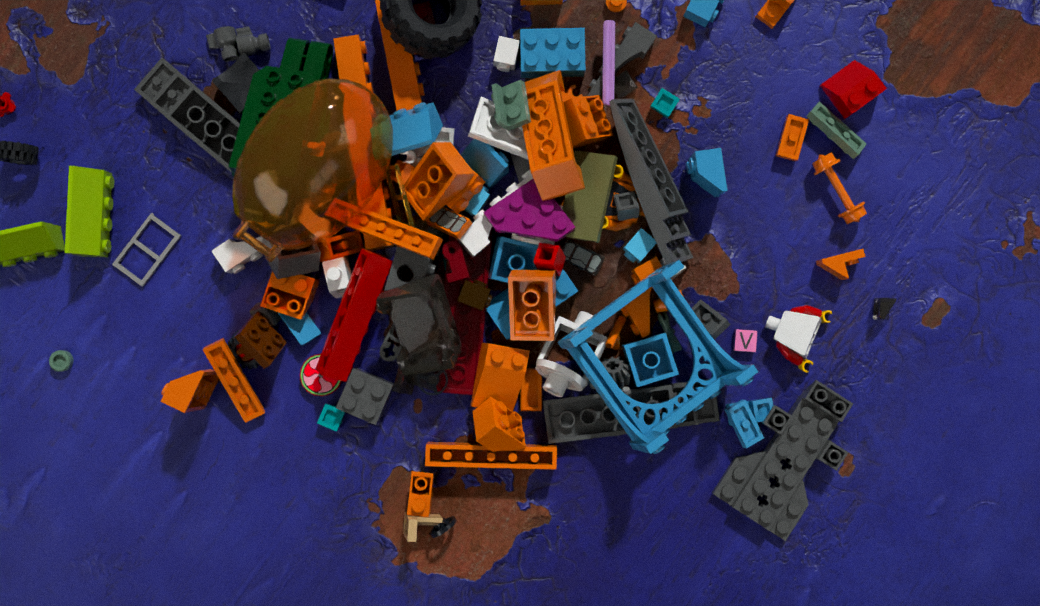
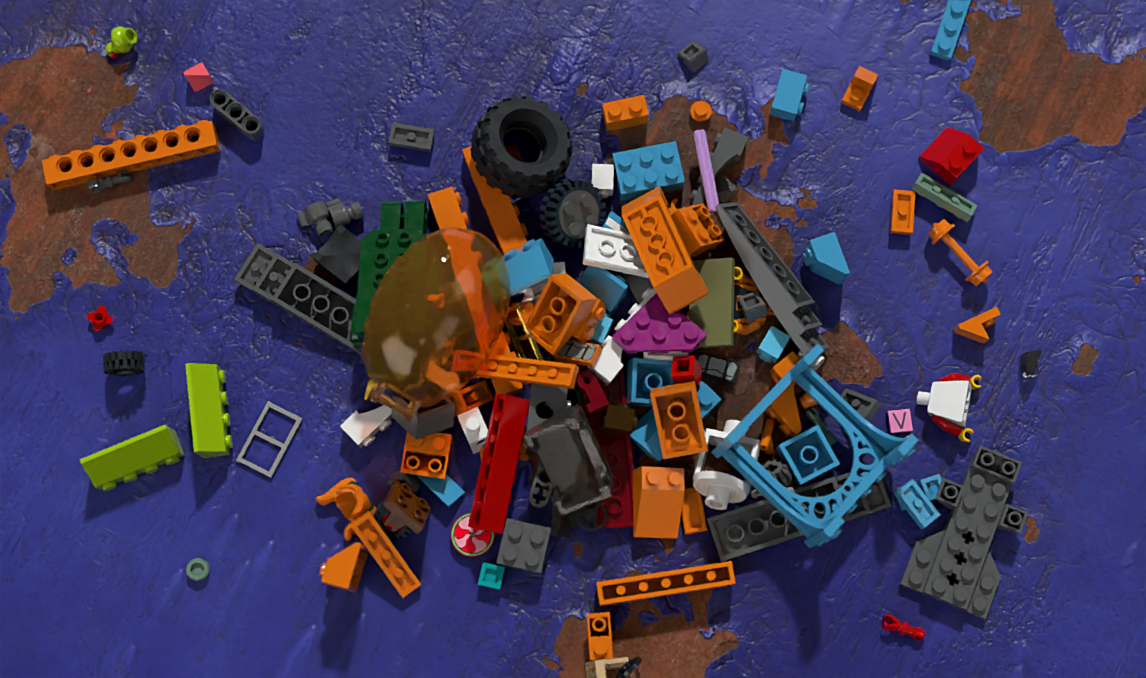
camera: 15 degrees left, 10 degrees down
(210, 321) = (349, 500): none -> orange hair
(467, 79) = (569, 211): none -> wheel
(498, 426) = (667, 551): orange slope -> none
(511, 105) = (620, 226): sand green bracket -> none
(664, 103) = (769, 200): teal plate -> none
(706, 535) = (894, 625): none -> red piece

